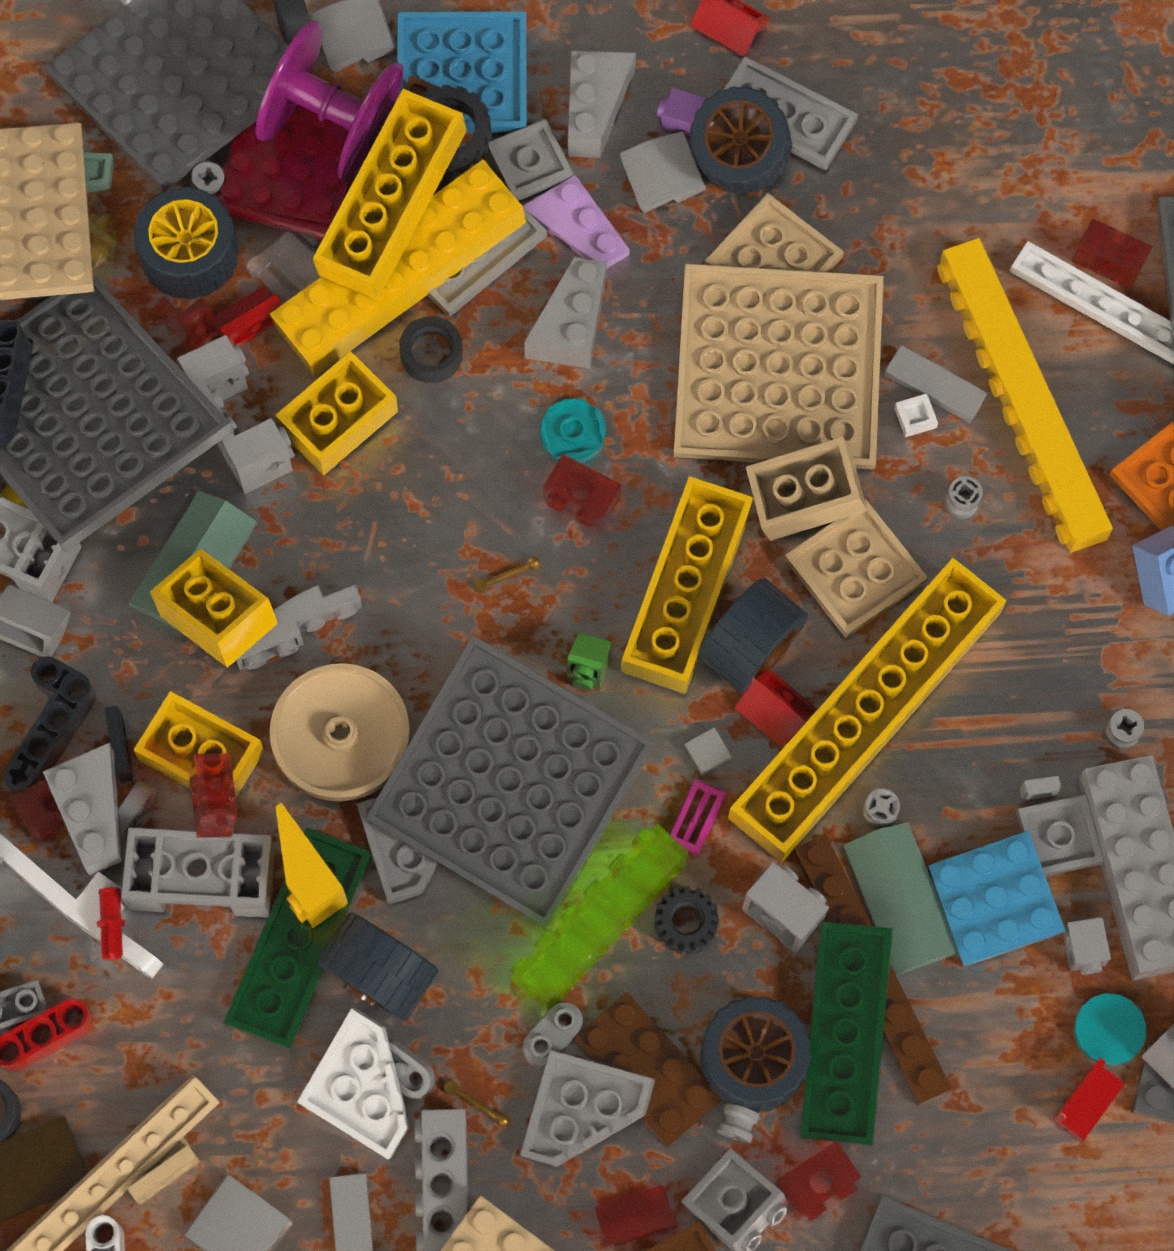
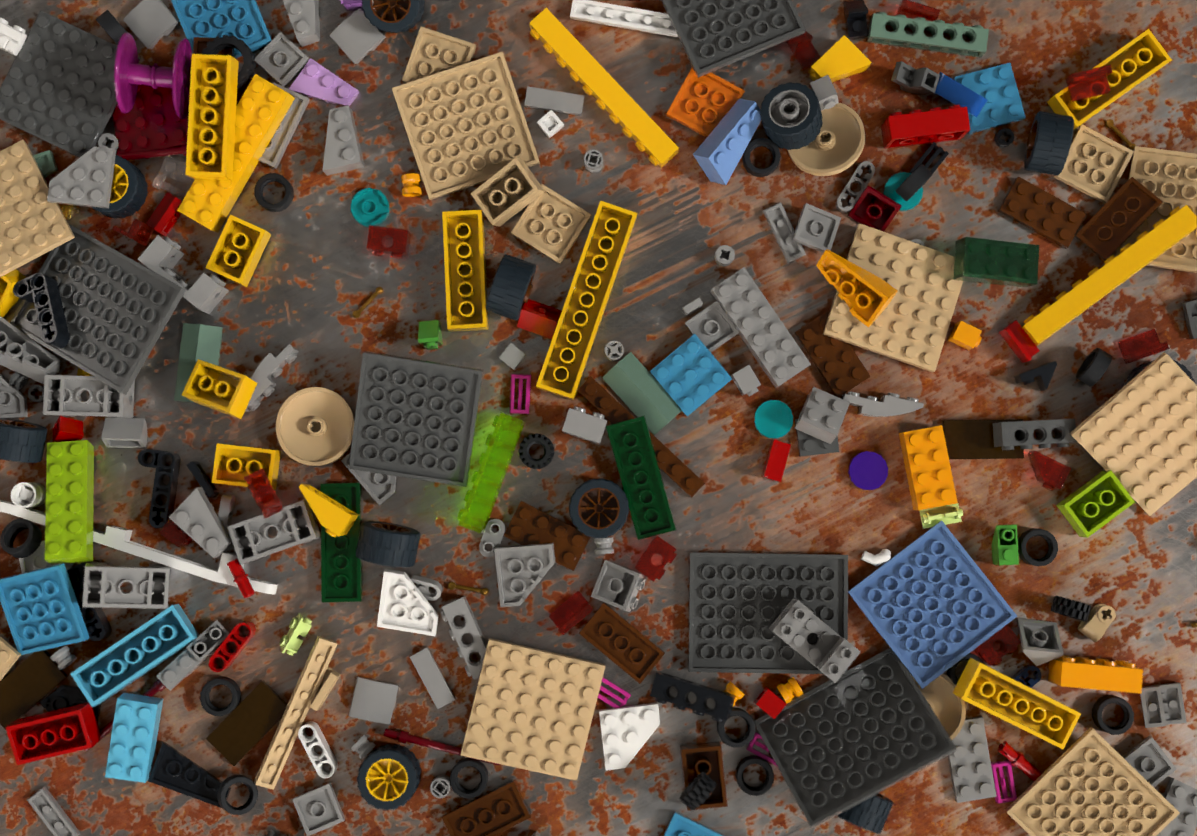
camera: 20 degrees left, 15 degrees up
(142, 1066) = (297, 627): none -> yellowish green hinge
(151, 214) = (85, 180): none -> light grey plate
(653, 422) = (411, 185): none -> light orange wheel

